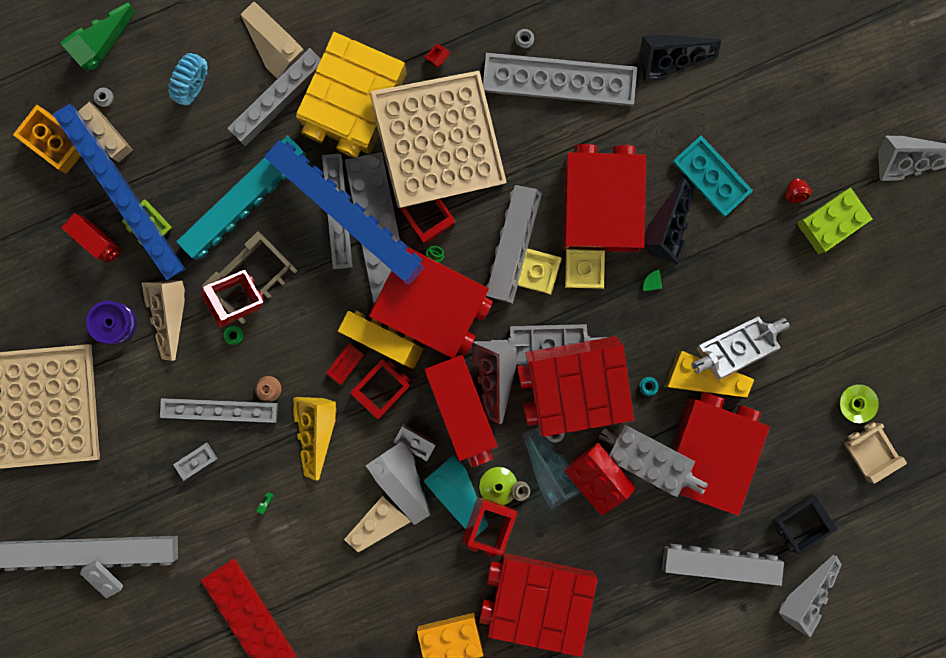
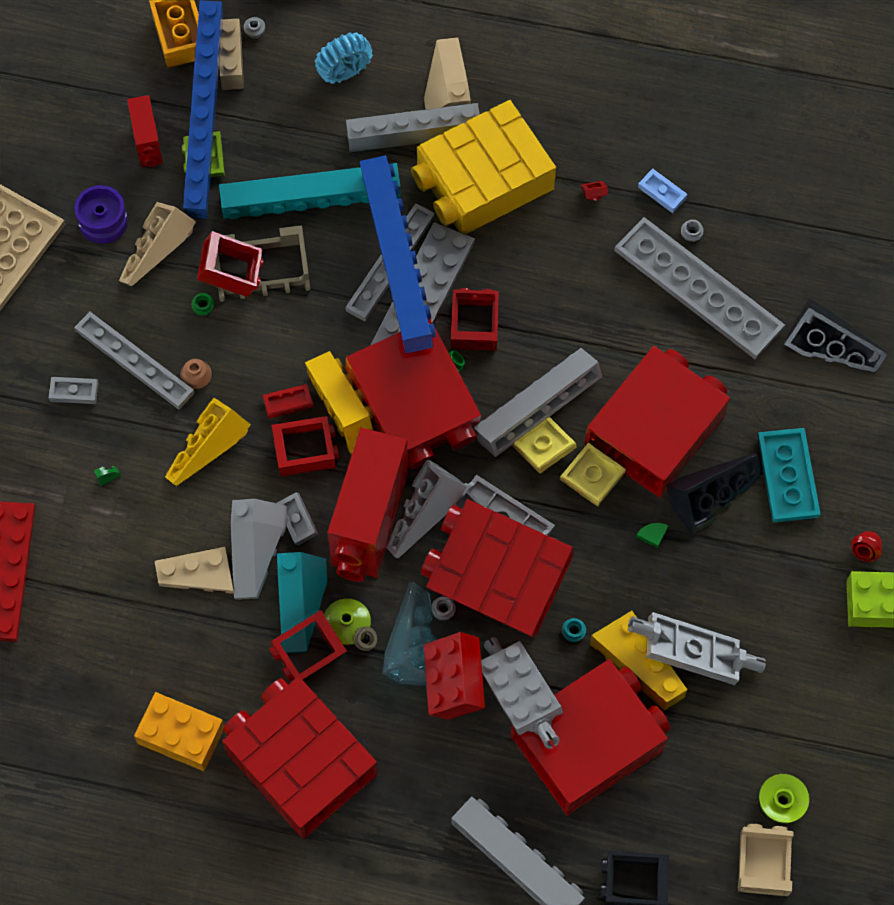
camera: 40 degrees right, 20 degrees down
(437, 138) = (537, 255): tan plate -> none
(483, 22) = (662, 190): none -> light blue plate

